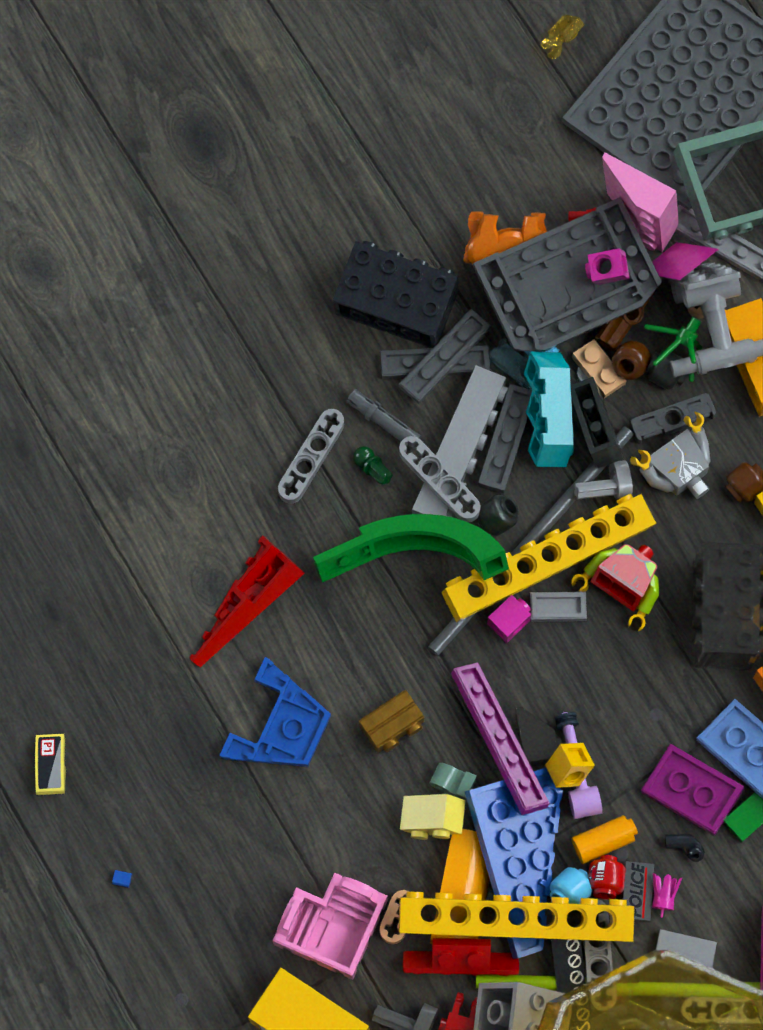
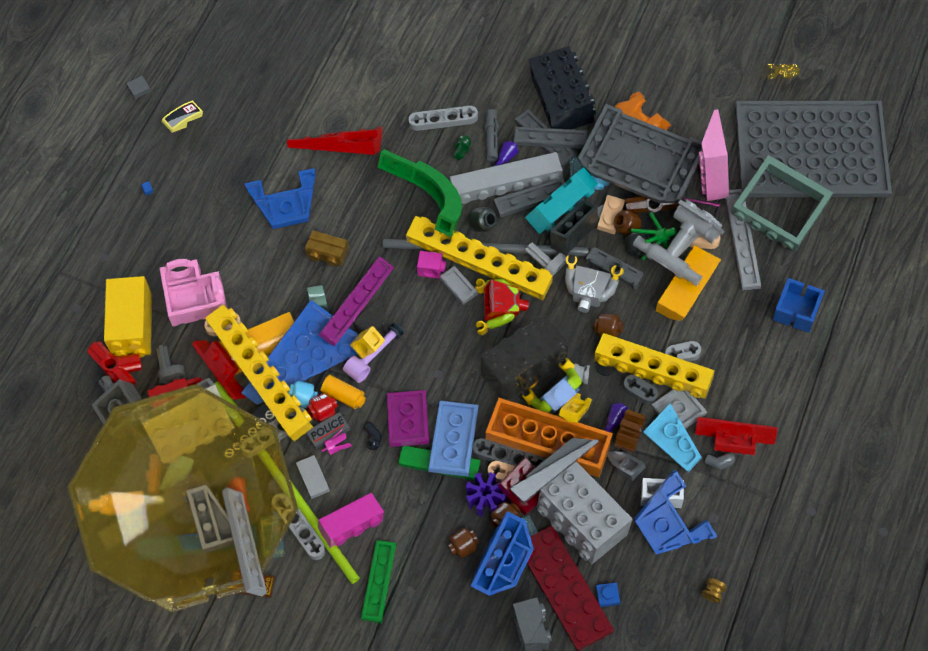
camera: 55 degrees right, 10 degrees down
(423, 418) = (507, 152): none -> dark purple cone
(432, 815) = (287, 298): light yellow brick -> none
(441, 477) = (476, 176): light grey beam -> none
(618, 271) = (662, 165): dark pink brick -> none

